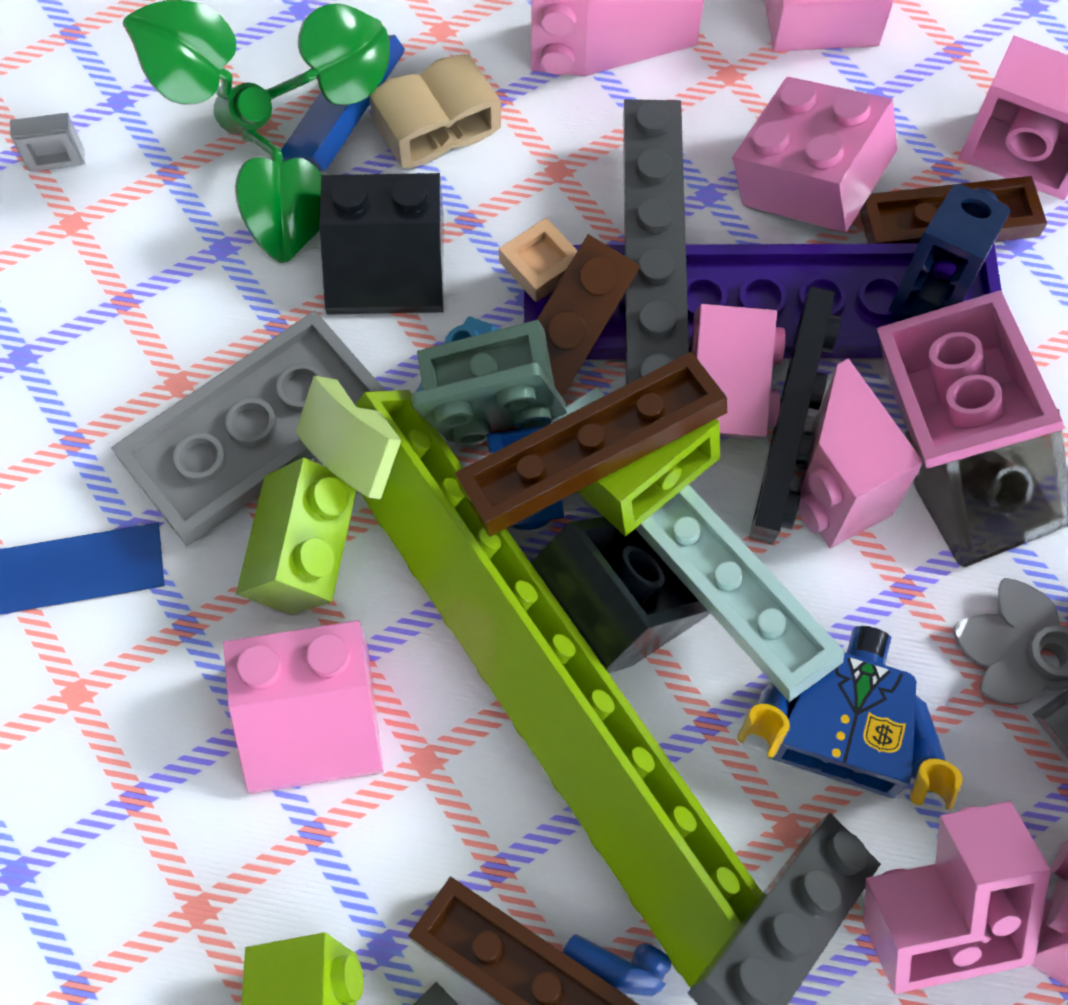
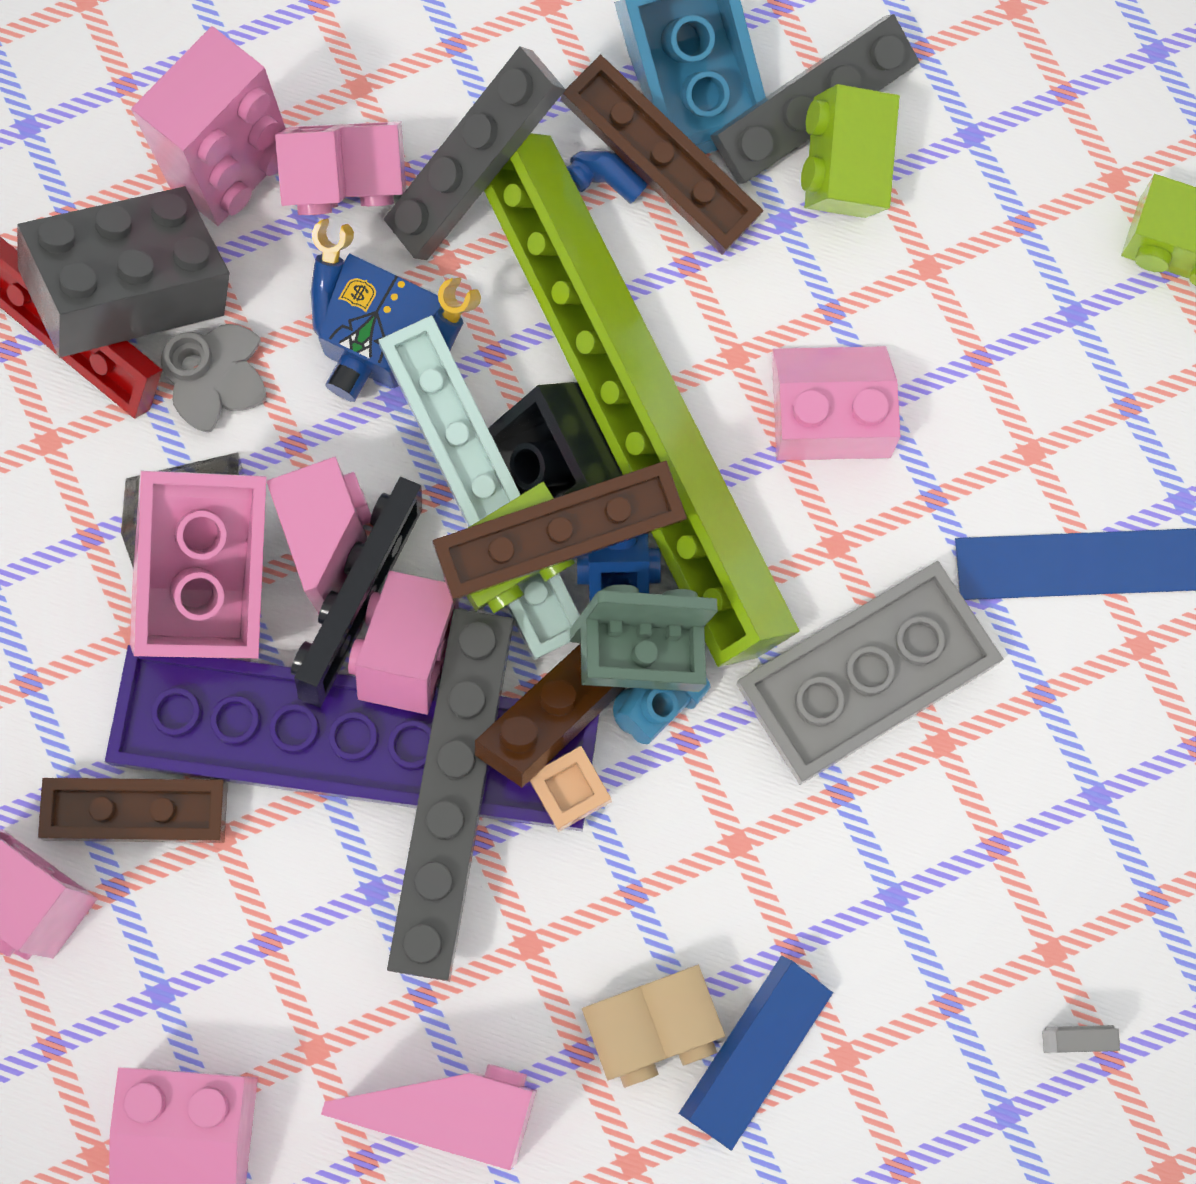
camera: 170 degrees left, 10 degrees up
(184, 58) = (925, 1036): green plant -> none
(297, 538) = (832, 538): lime brick -> none
(348, 439) = (775, 589): yellowish green slope -> none
(382, 243) = (727, 854): black slope -> none
(816, 153) = (258, 885): bright pink brick -> none
(958, 233) = (158, 720): dark blue torso -> none

